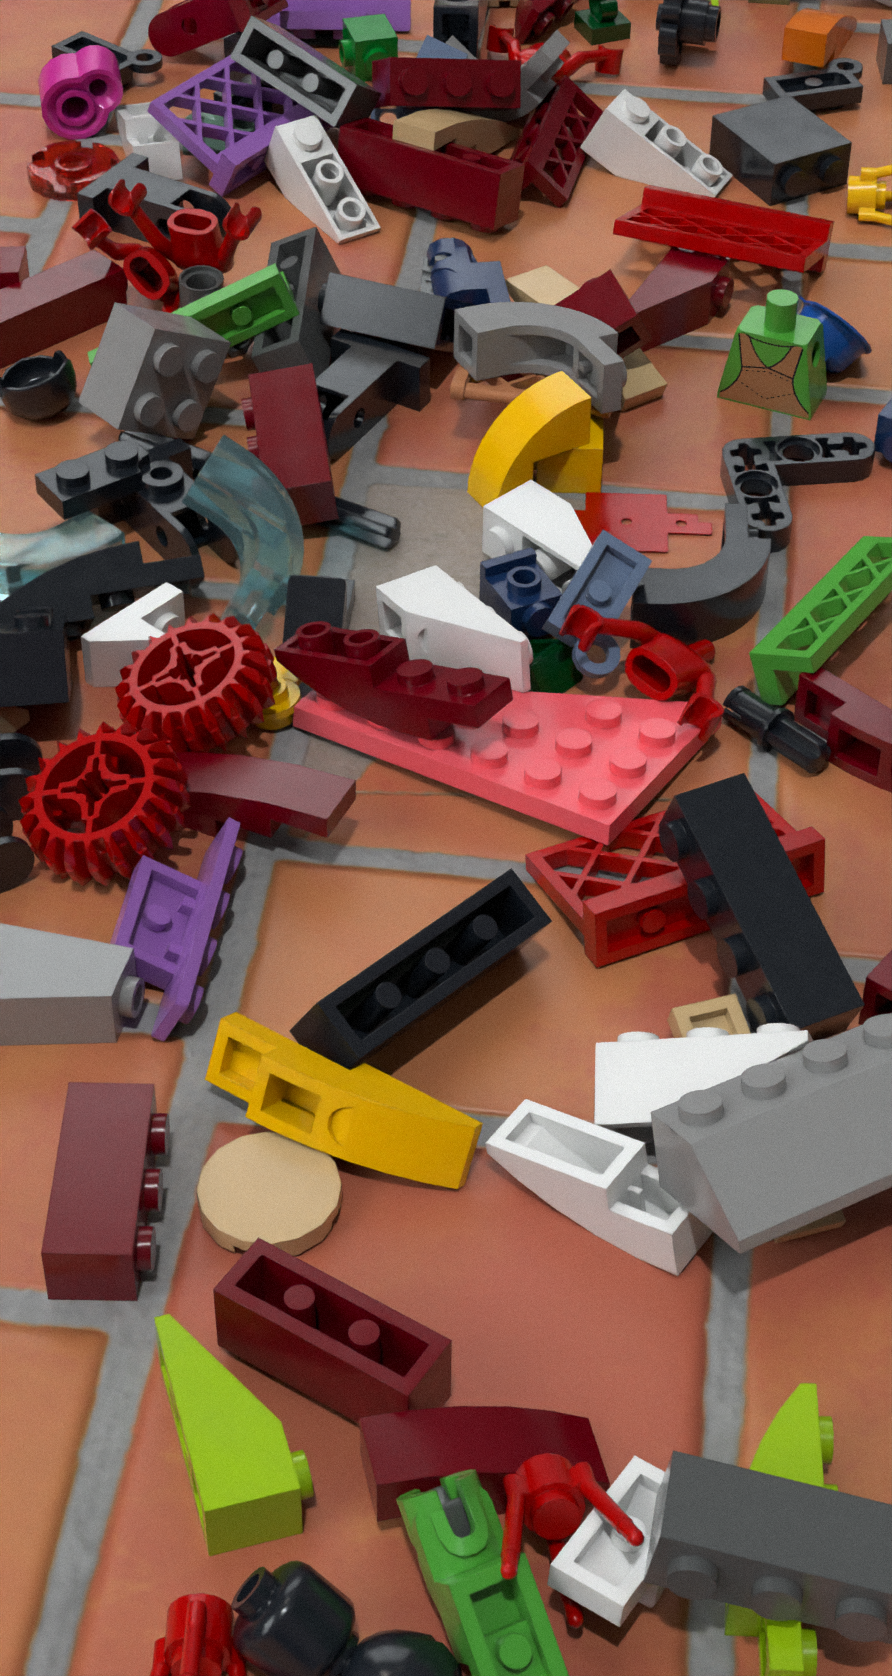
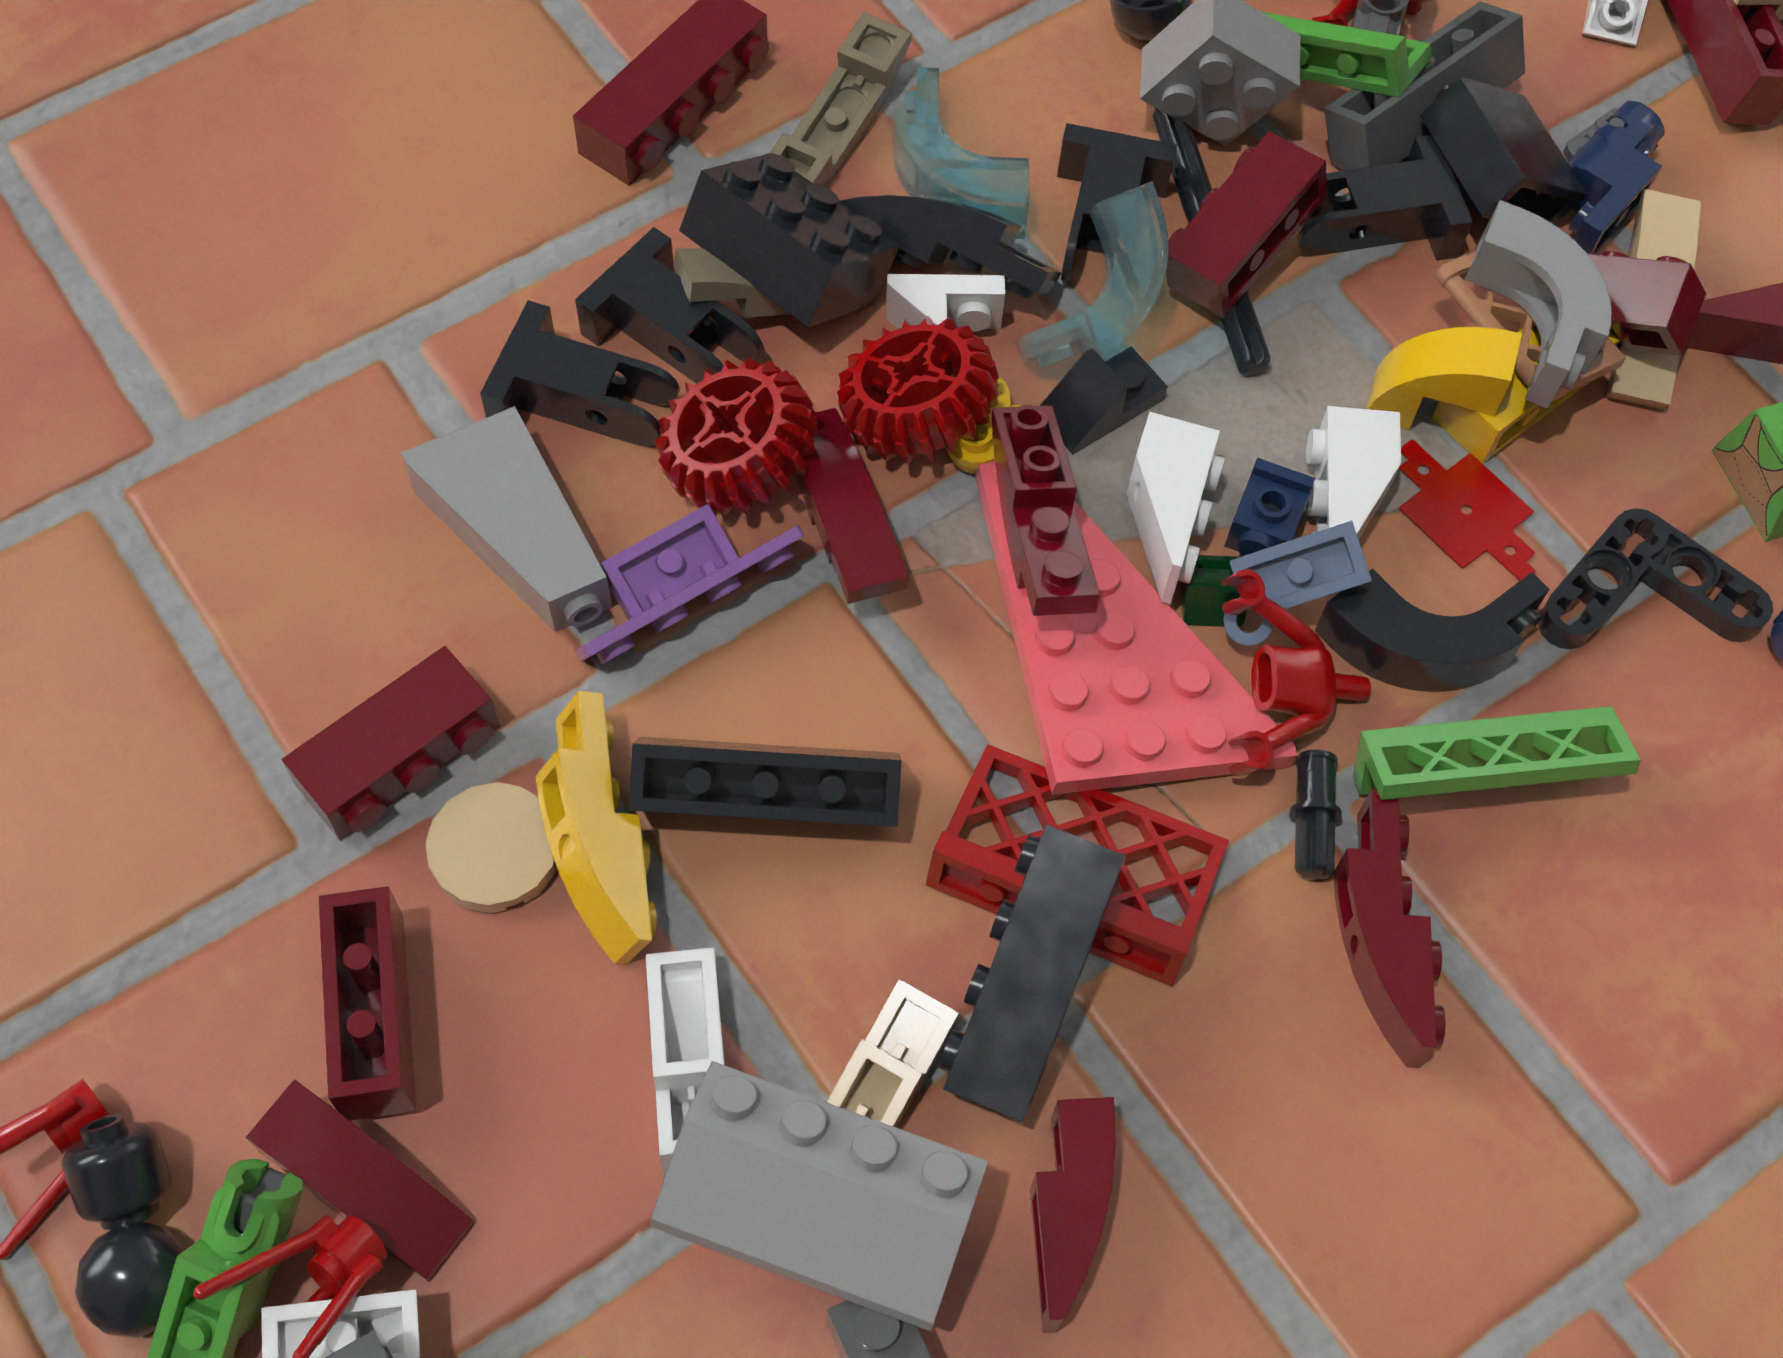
camera: 45 degrees right, 20 degrees up
(105, 477) = (1069, 141): black hinge -> none
(232, 1448) = (239, 1006): lime slope -> none
(652, 1072) = (800, 1037): white slope -> none

